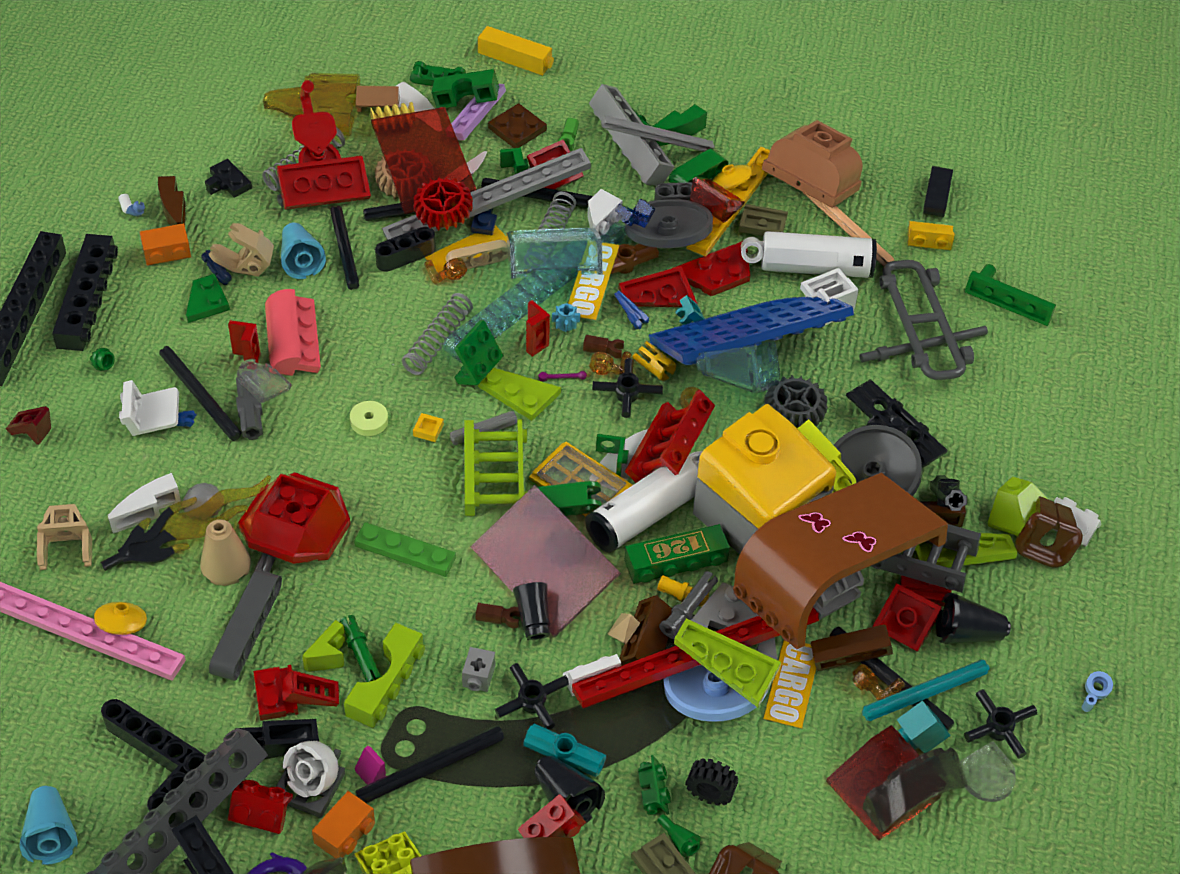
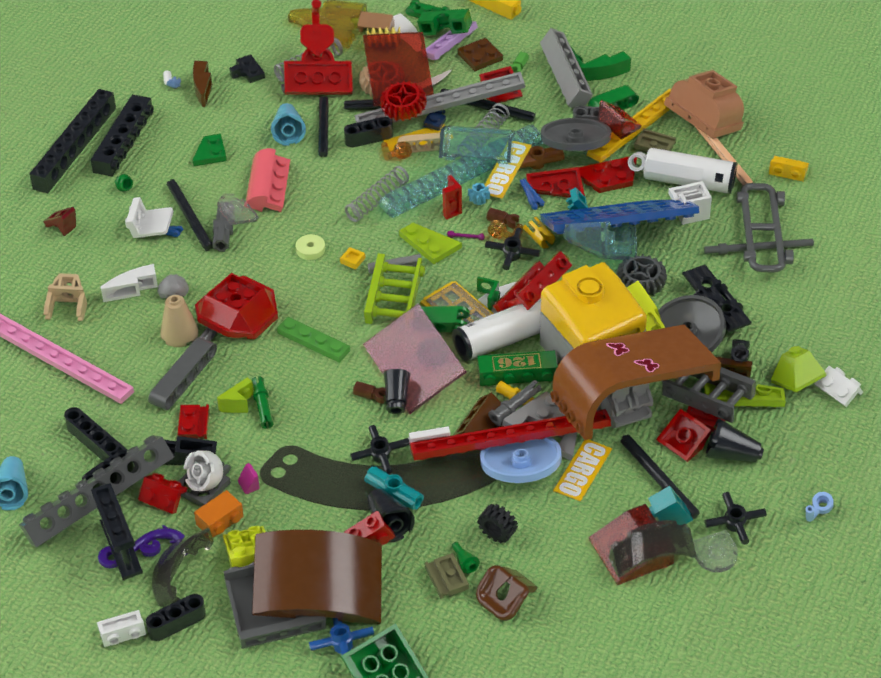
camera: 15 degrees right, 5 degrees down
(120, 618) = (94, 357): yellow dish -> none
(165, 244) = (189, 109): orange brick -> none
(174, 526) = (124, 311): piece -> none
(219, 271) = (223, 129): dark blue axle -> none
(244, 340) = (230, 180): red panel -> none
(251, 259) = (251, 125): tan piece -> none
(294, 691) = (206, 422): red slope -> none
(370, 699) = (259, 435): lime arch -> none
(430, 764) = (293, 484): black axle -> none
(478, 355) = (401, 209): green bracket -> none
(478, 669) = (344, 429): light grey brick -> none
(513, 158) = (468, 76): green bracket -> none
(602, 211) = (526, 120): white slope -> none
(624, 628) = (462, 413): tan slope -> none
(639, 215) = (552, 125): clear blue bracket -> none
(653, 776) = (456, 516): green hinge -> none
(656, 134) = (583, 68): light grey axle -> none
(732, 662) = (534, 443): lime wing -> none
(733, 176) = (639, 106): yellow dish -> none
(851, 647) = (632, 449): reddish brown panel -> none
(866, 679) = (639, 473): clear orange plate -> none
(925, 690) = (683, 485): teal axle -> none
(938, 191) = (804, 136): black beam -> none
(1008, 297) = (838, 220): green piece -> none
(1049, 516) = (803, 381): reddish brown piece -> none

